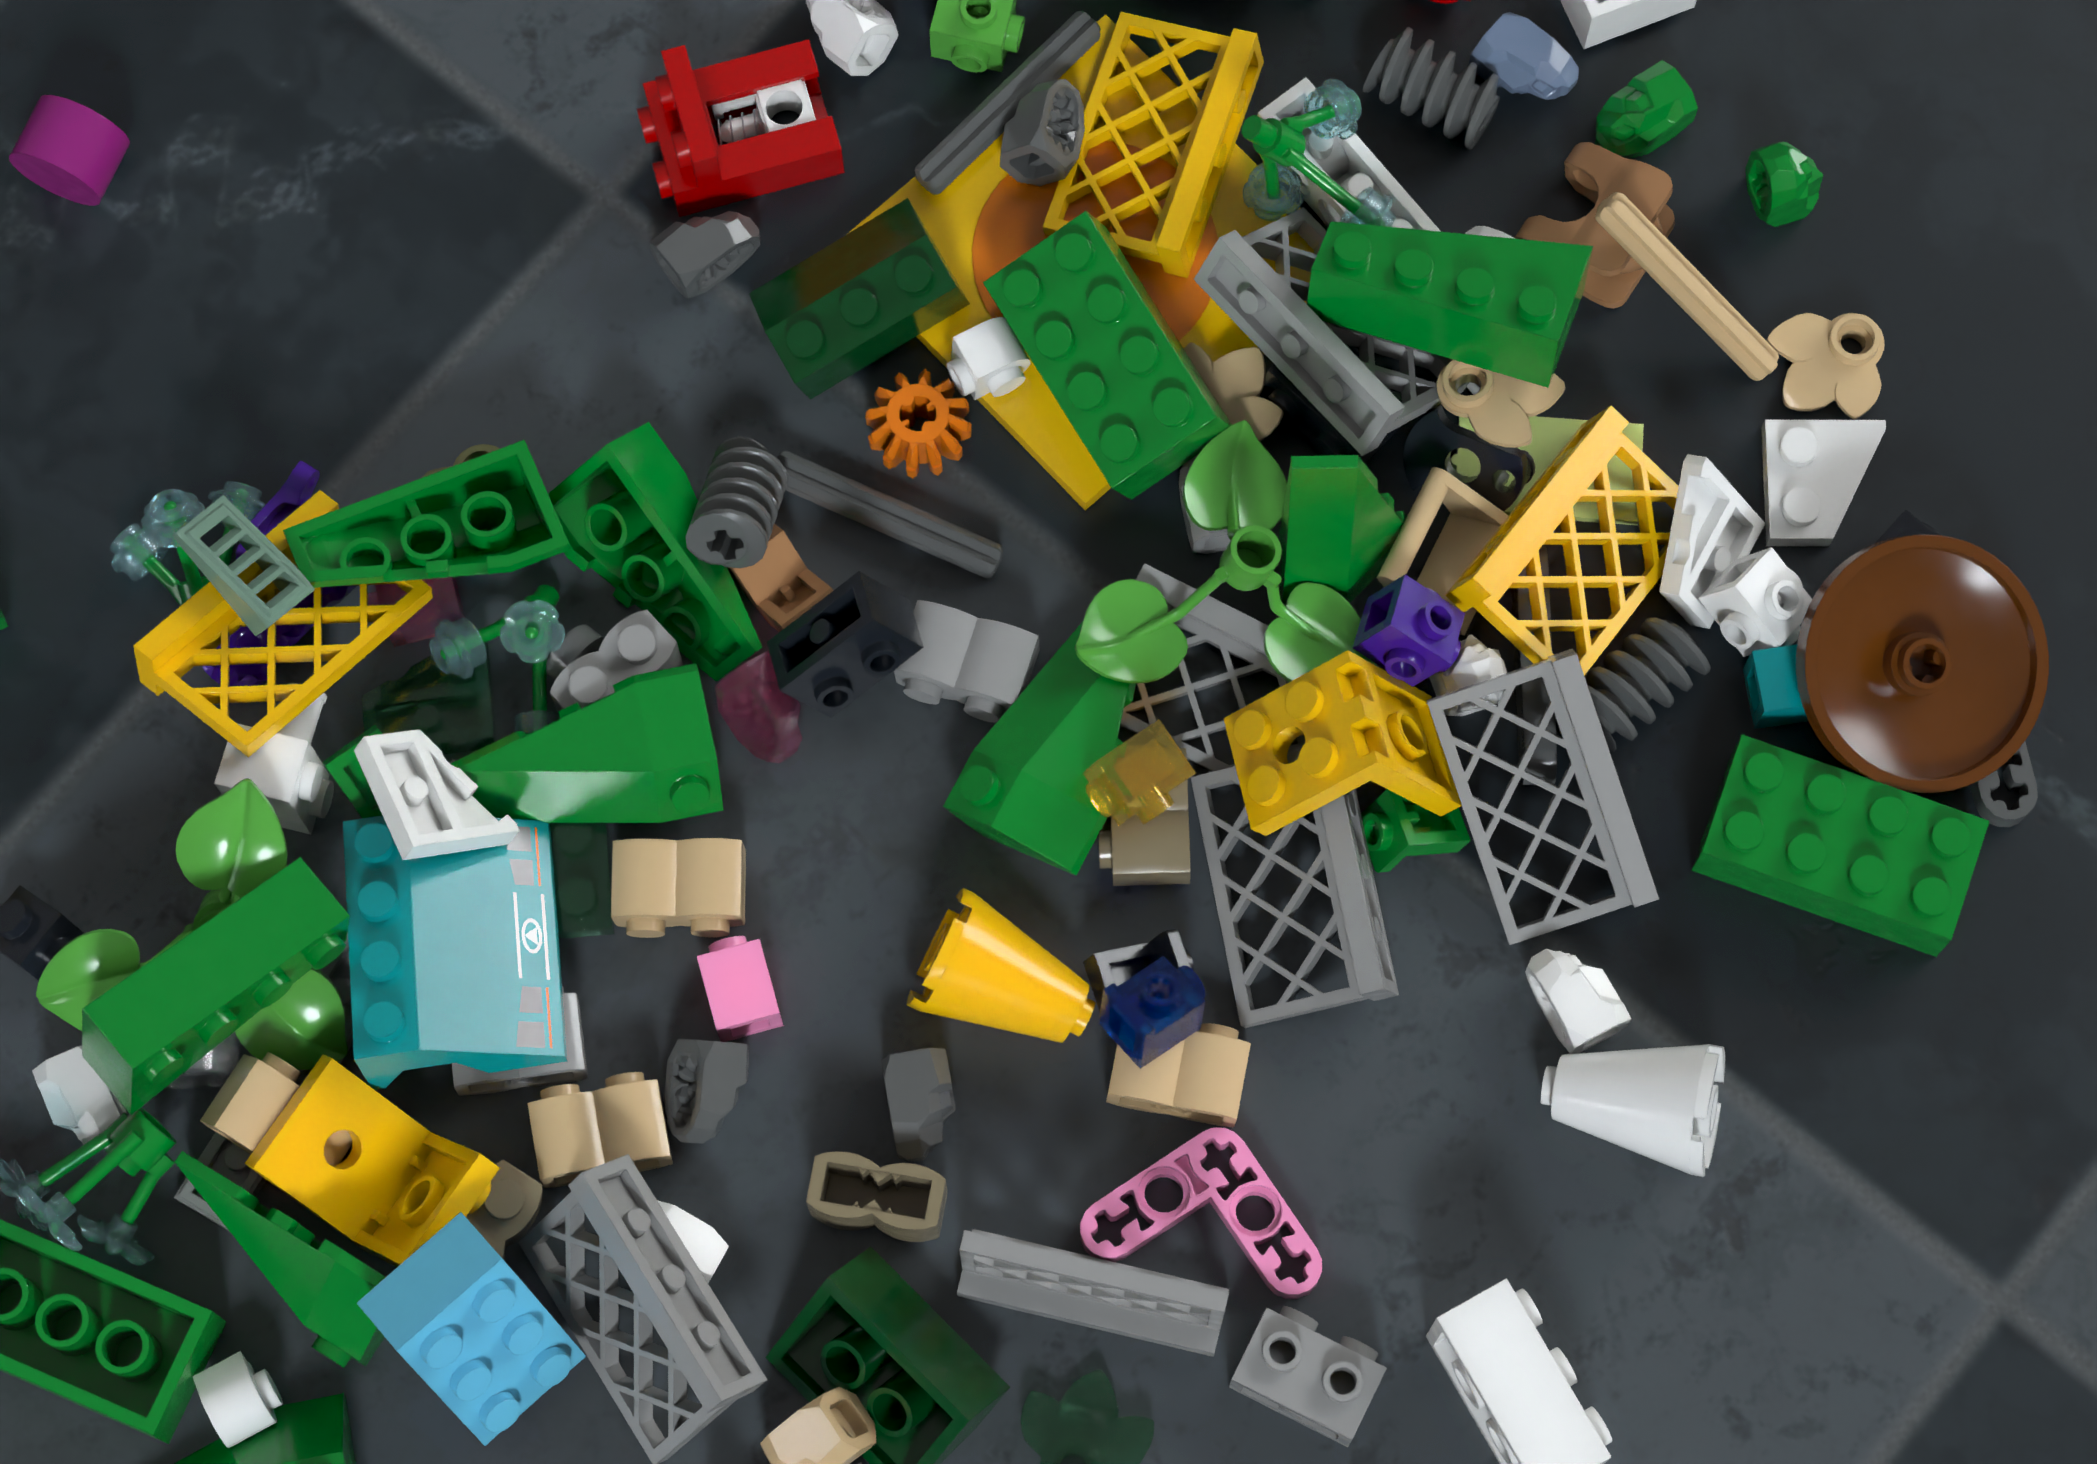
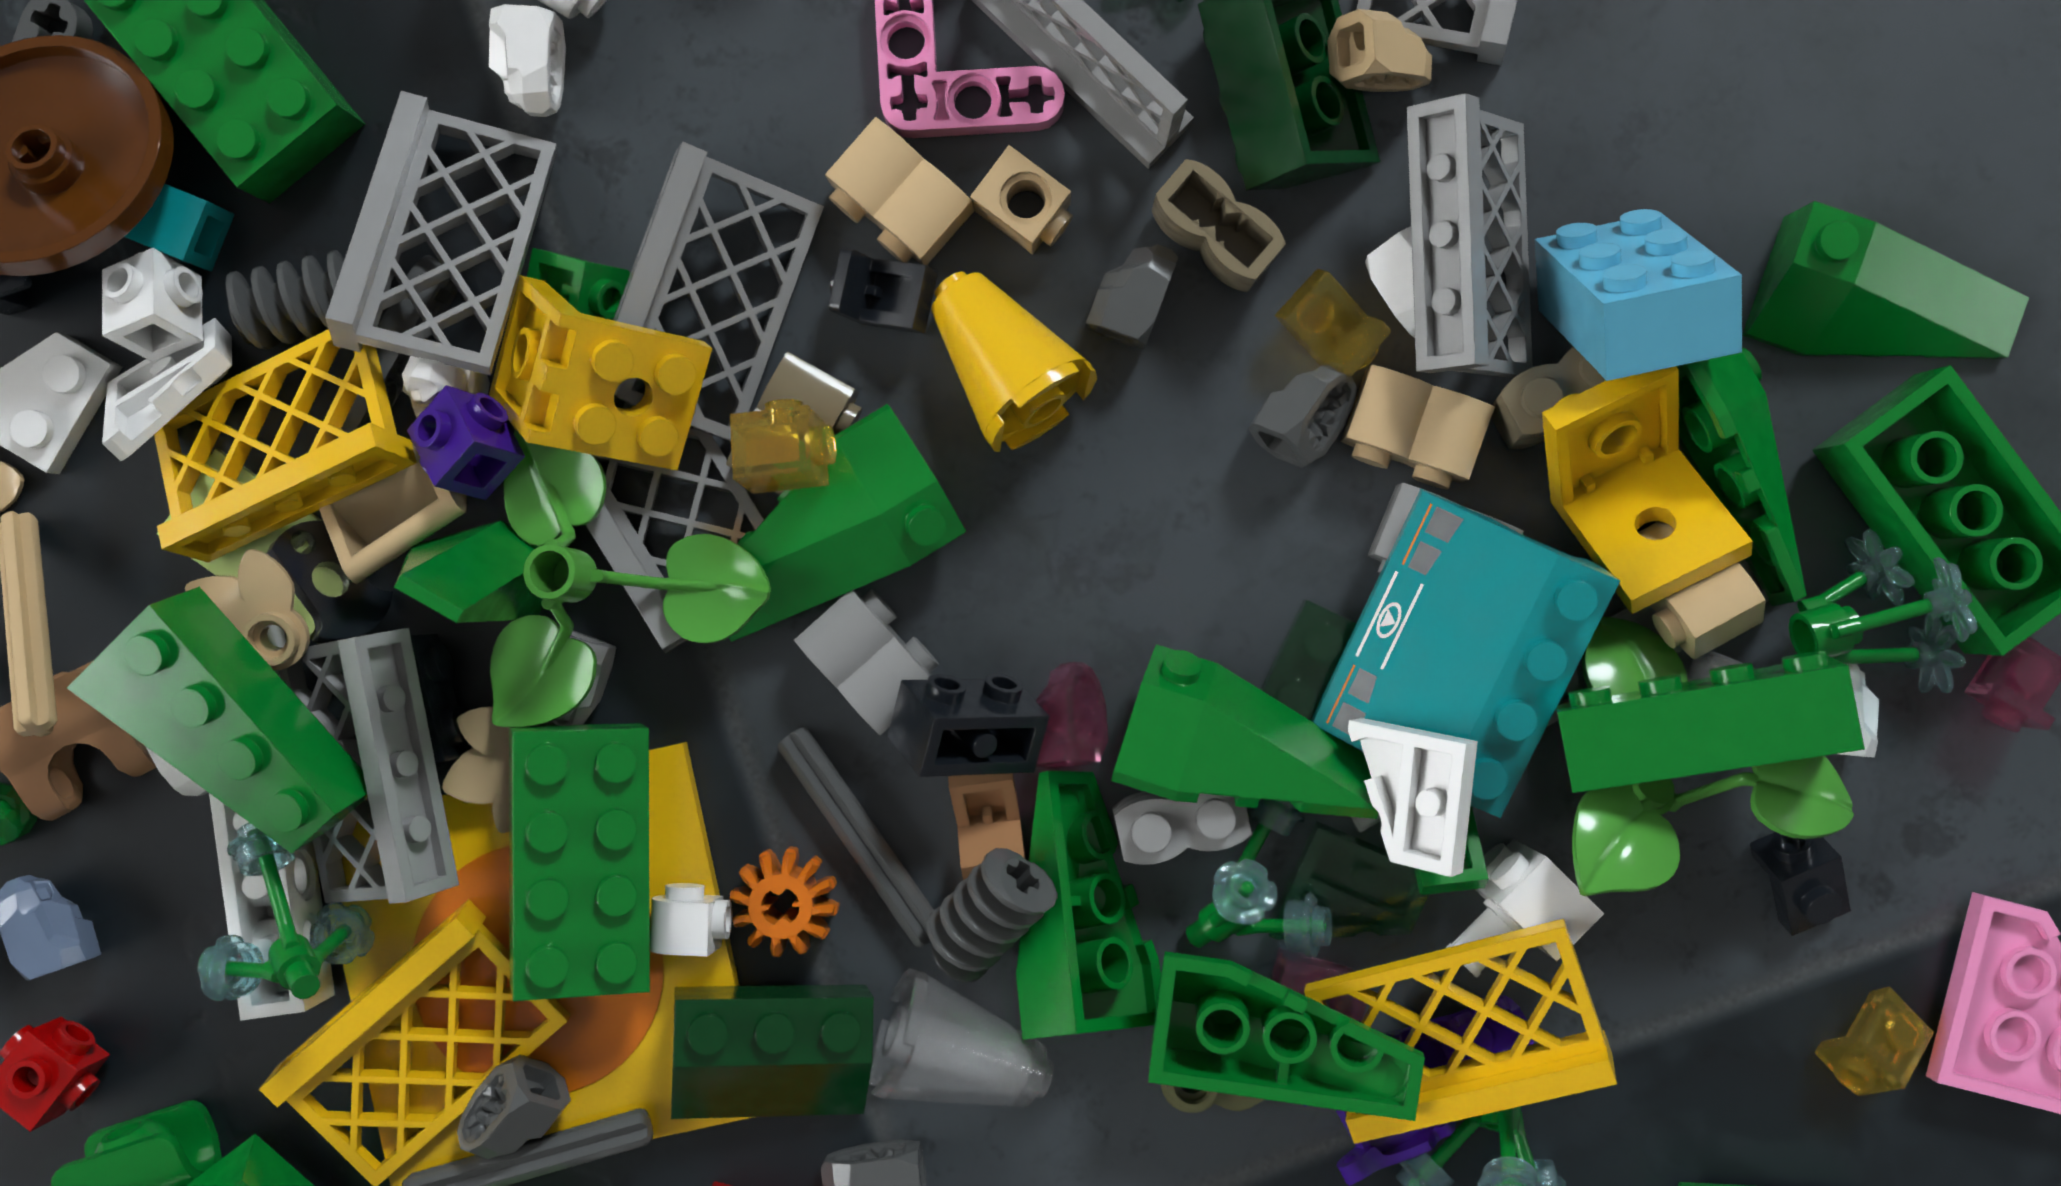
camera: 145 degrees left, 15 degrees up
(237, 1398) = (1848, 369): white plate -> none
(259, 549) = (1483, 1044): sand green slope -> none
(576, 643) = (1199, 867): dark grey tile -> none
(678, 885) = (1230, 603): tan brick -> none
(702, 382) = (953, 1051): none -> clear cone
(724, 1176) = (1332, 324): none -> clear yellow bracket
(739, 988) = (1229, 481): bright pink brick -> none
(1081, 1150) = (1015, 174): none -> tan brick
(1149, 1025) = (911, 234): clear blue brick -> none
(1435, 87) = (136, 949): dark grey piece -> none

